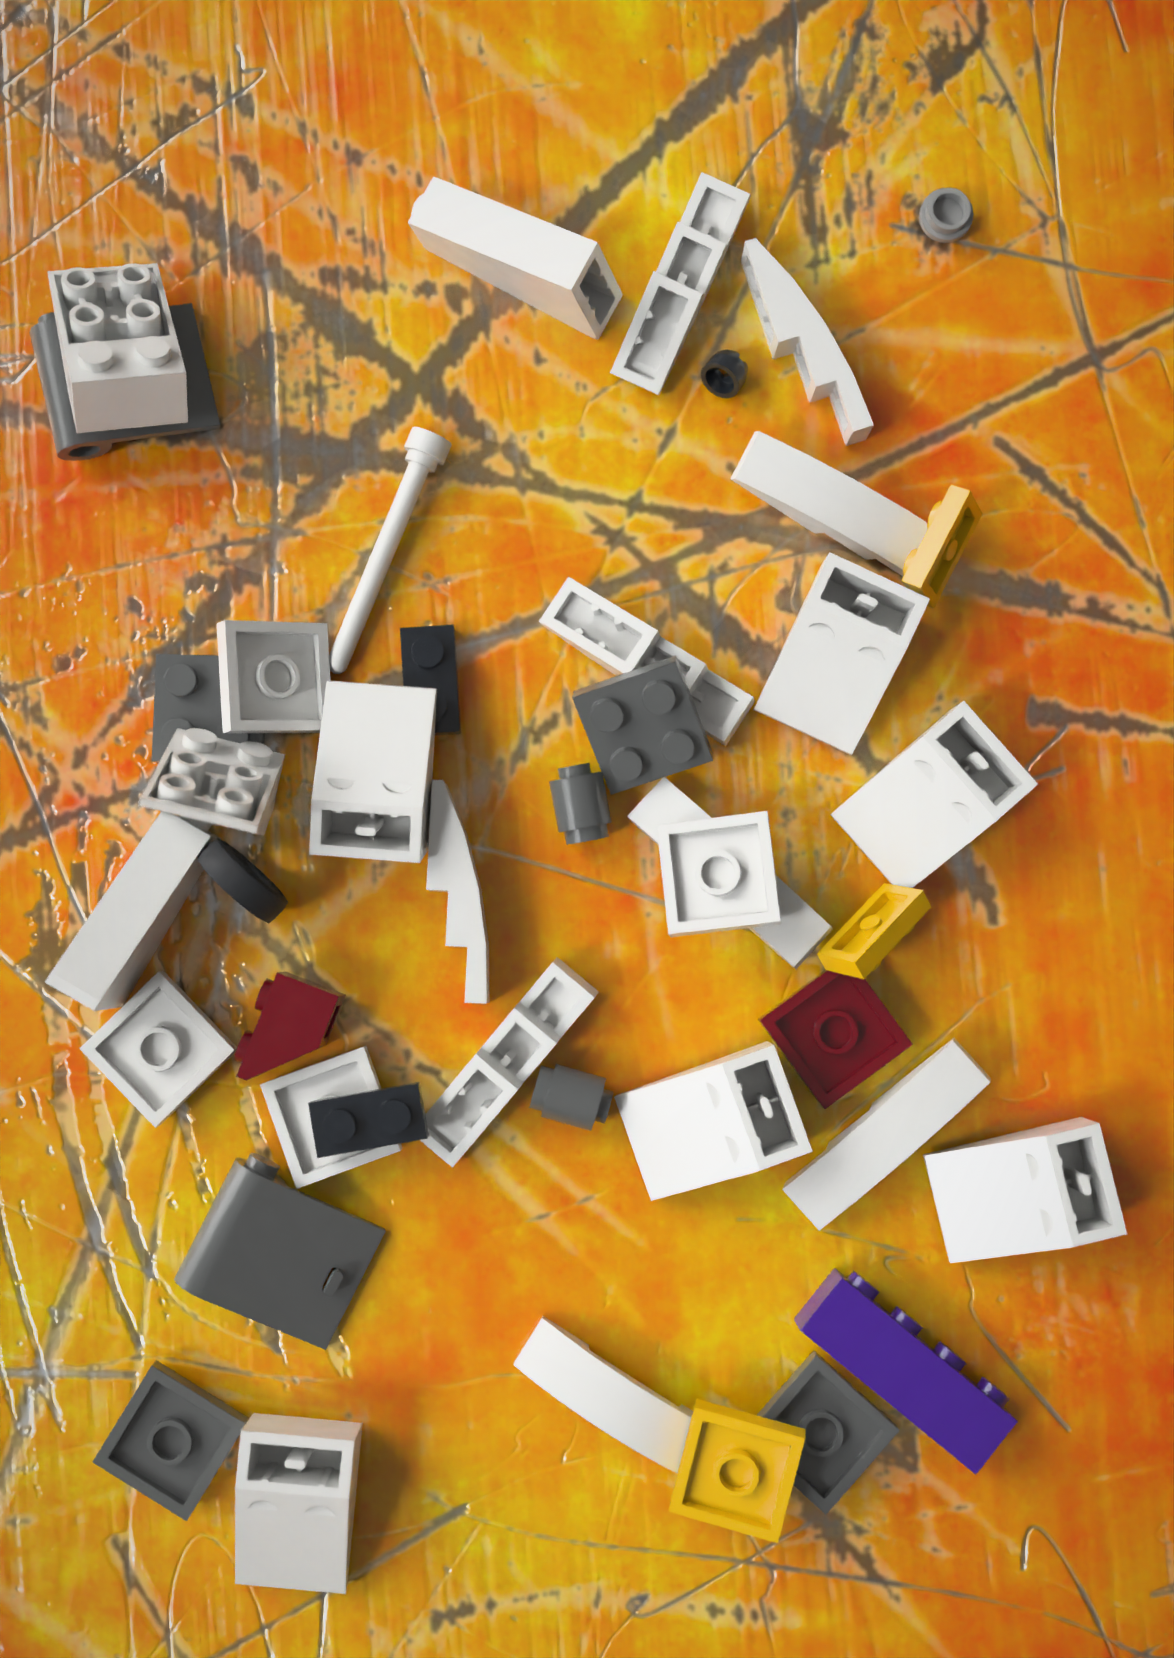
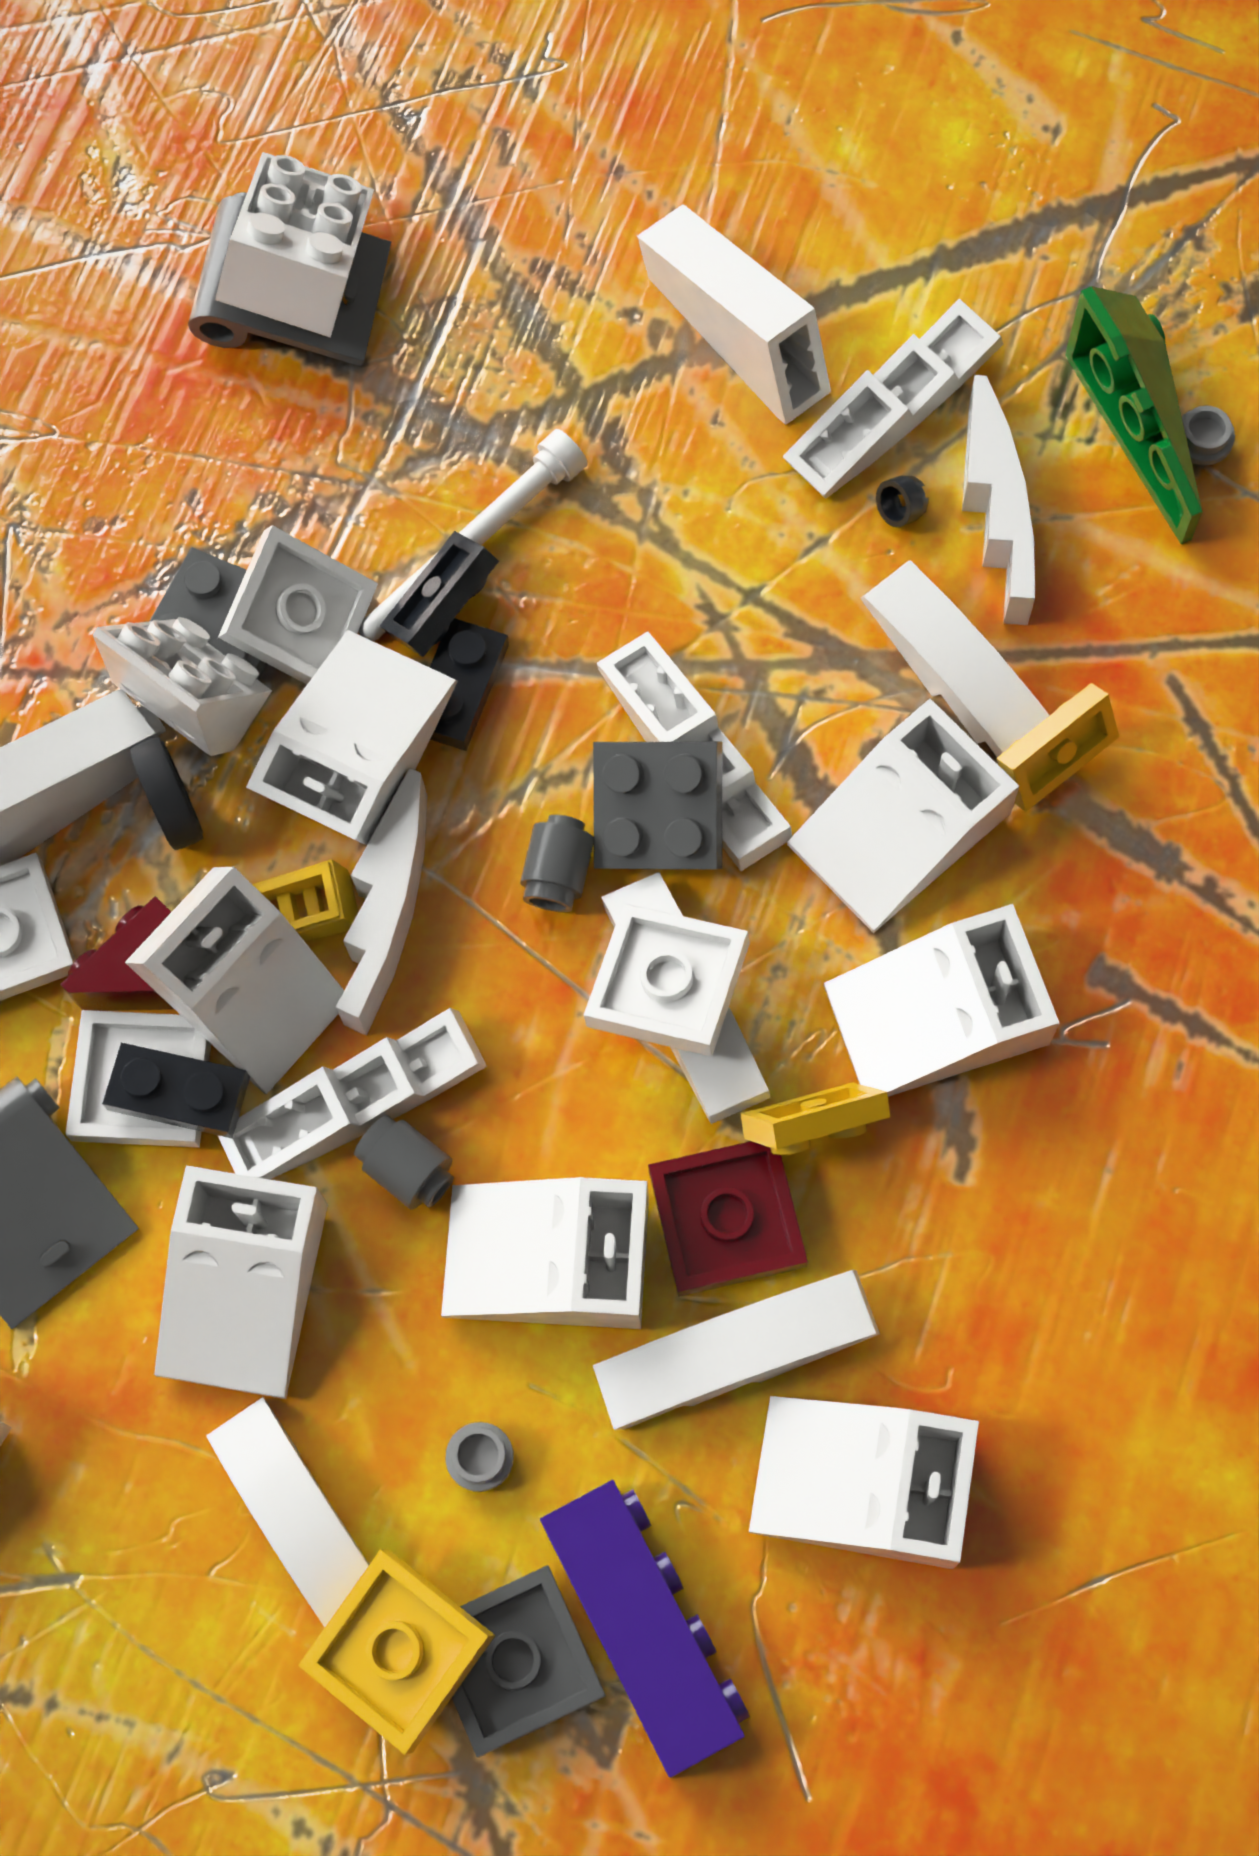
camera: 30 degrees right, 15 degrees down
(374, 1012) = (240, 976): none -> white slope
(384, 615) = (439, 593): none -> black plate
(419, 903) = (309, 882): none -> yellow slope
(486, 1244) = (238, 1280): none -> white slope
(727, 1293) = (479, 1457): none -> light grey plate
(871, 191) = (1129, 377): none -> green wedge

